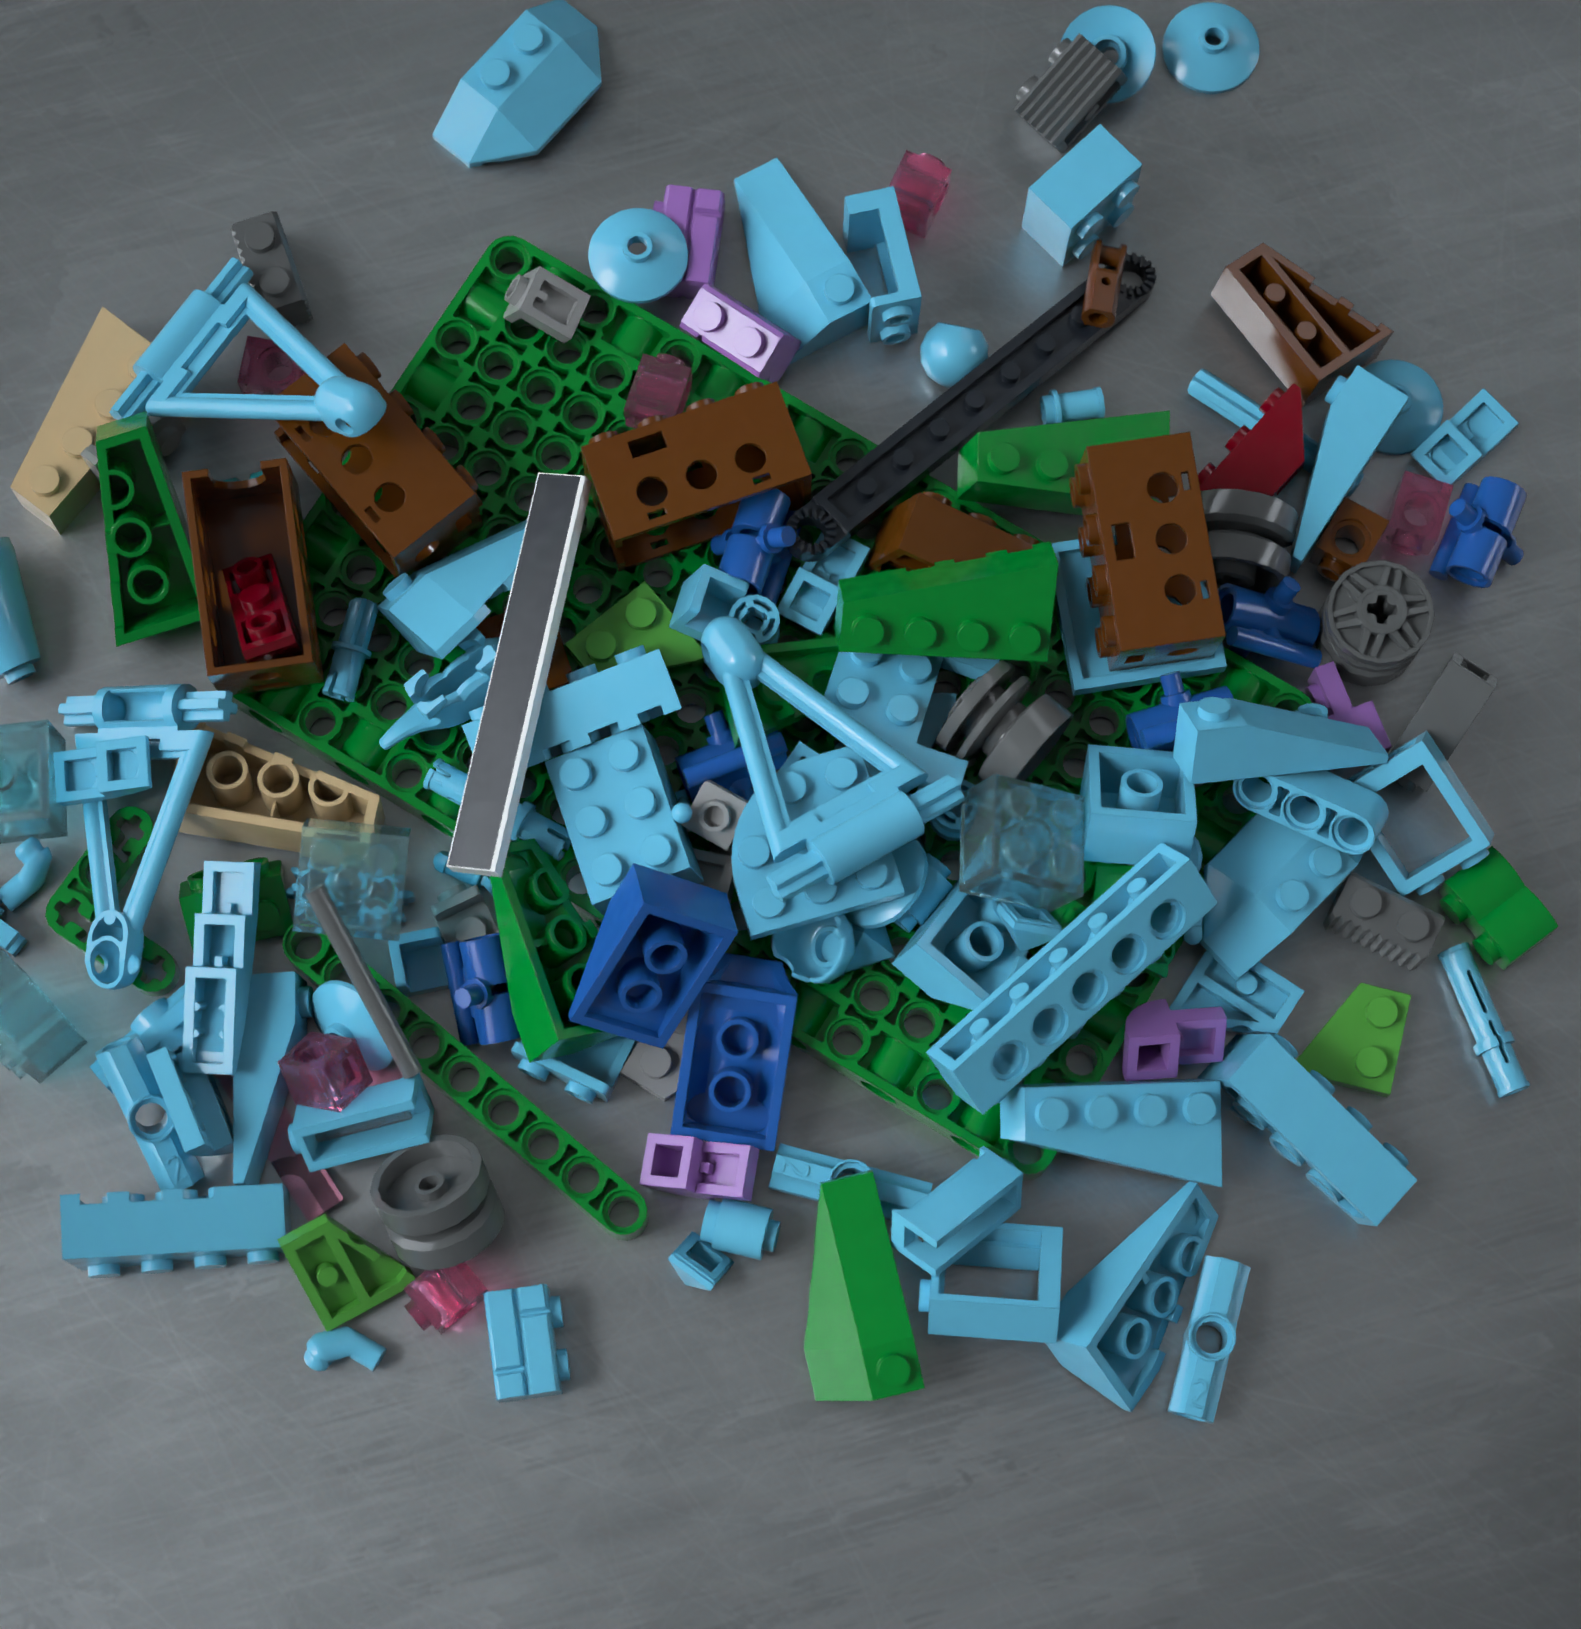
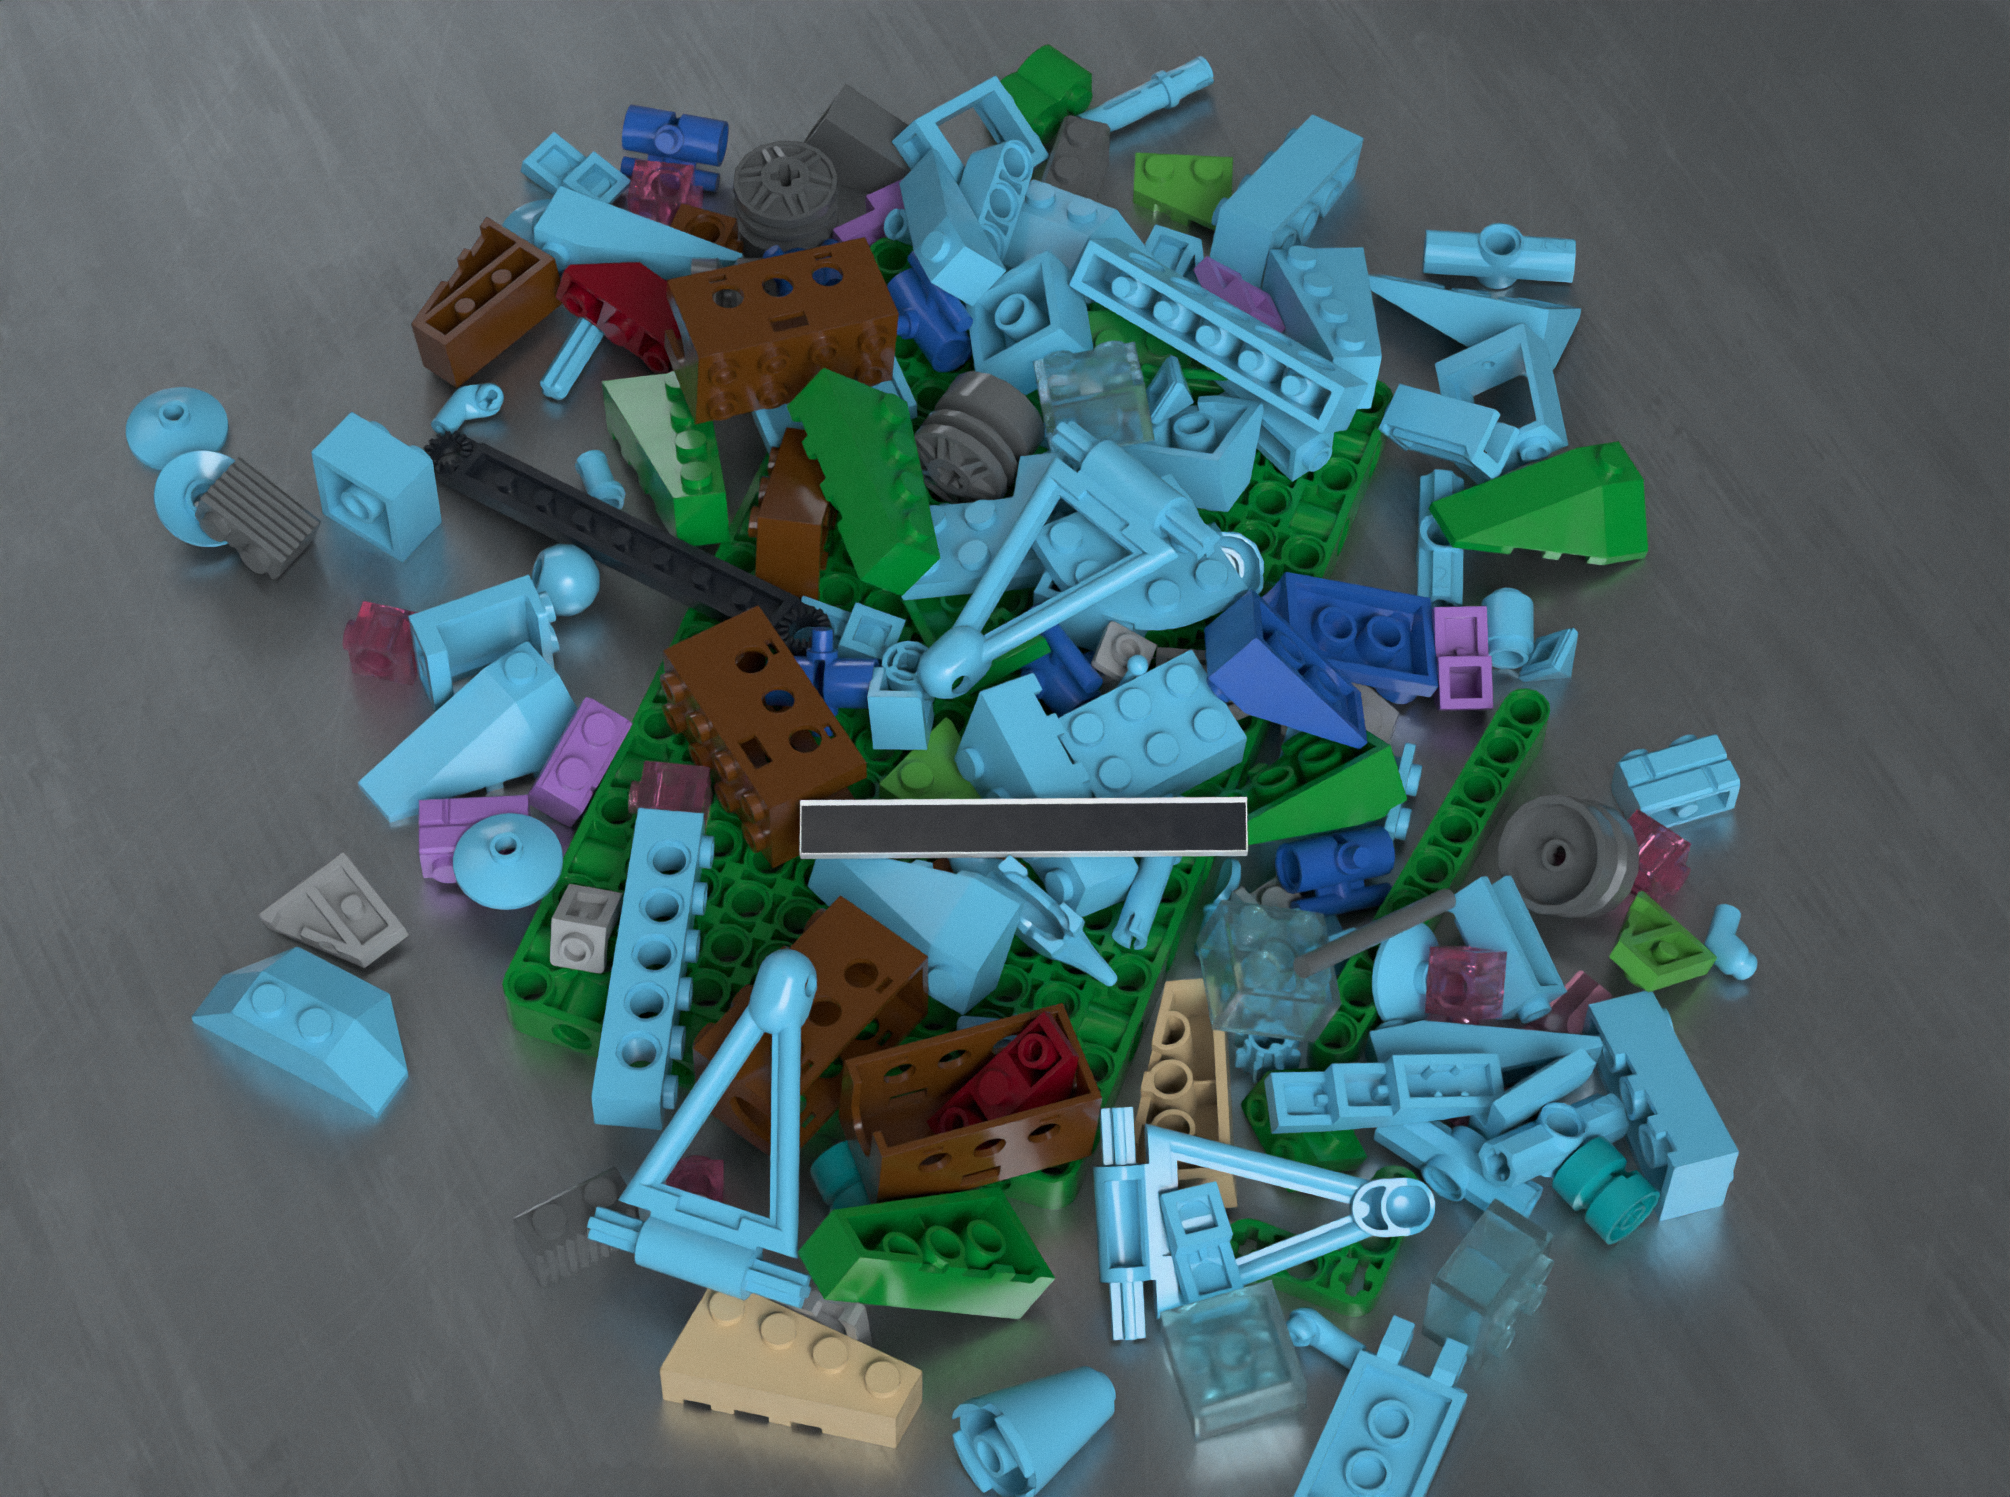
camera: 100 degrees left, 20 degrees down
(118, 1151) = (1611, 1196): none -> teal wheel
(371, 303) = (640, 1095): none -> medium azure brick
(634, 123) = (337, 914): none -> light grey wing
(1103, 285) = (471, 458): reddish brown bar -> none
(1190, 301) = (468, 404): none -> medium azure arm

